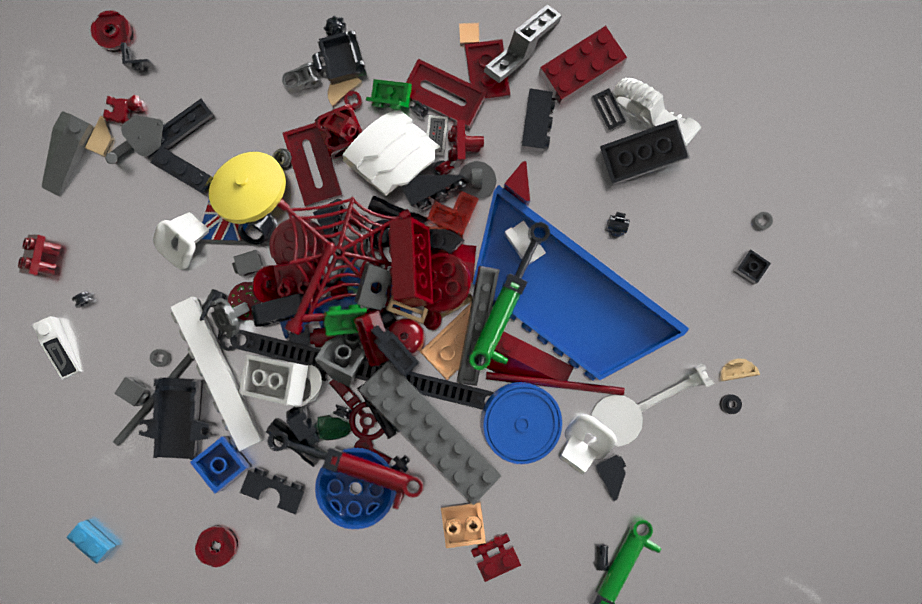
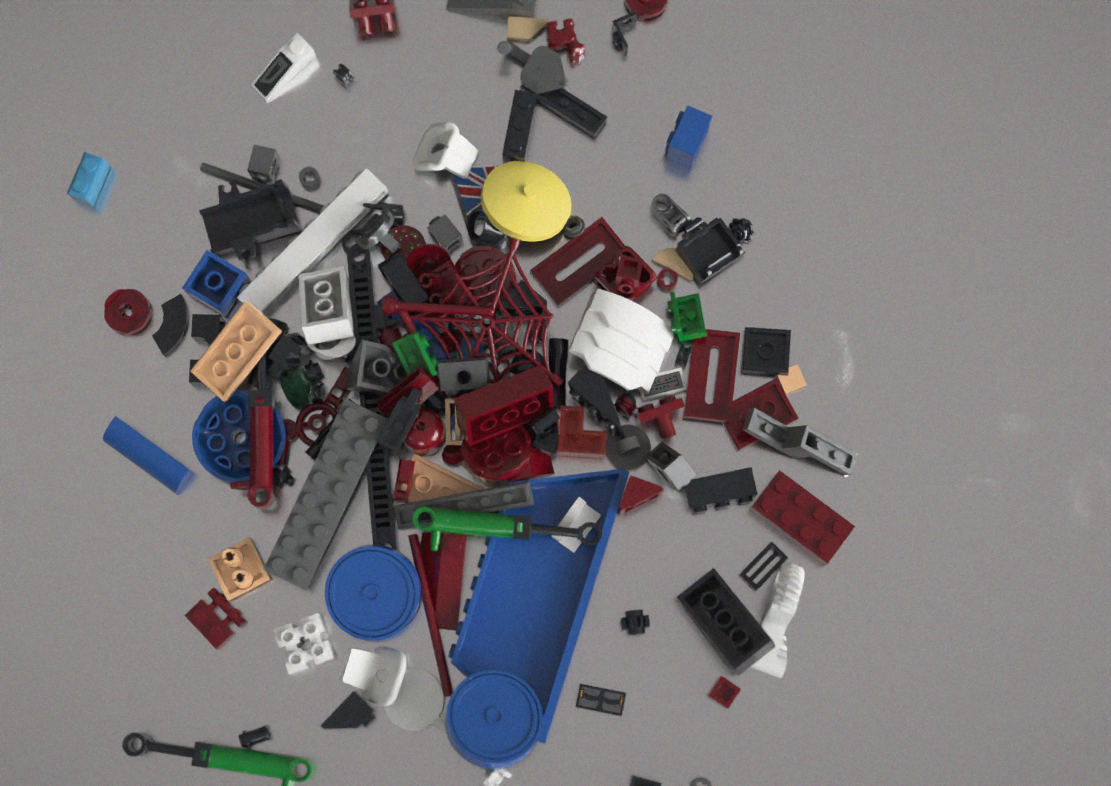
camera: 65 degrees right, 5 degrees down
(241, 511) = (173, 324): none -> black tile
(243, 38) = (689, 136): none -> blue brick
(285, 466) = (236, 351): none -> light nougat tile
(323, 409) = (313, 371): none -> black plate
(342, 569) = (146, 455): none -> blue brick
(434, 236) = (544, 421): none -> black pin
(437, 365) = (404, 476): none -> dark red bar
(440, 43) = (766, 351): none -> black tile
(506, 150) = (670, 465): none -> dark grey brick
(552, 501) = (318, 649): none -> white brick
(659, 361) = (493, 719): none -> blue brick
(668, 273) = (600, 699): none -> tile
(696, 175) = (724, 692): none -> dark red plate

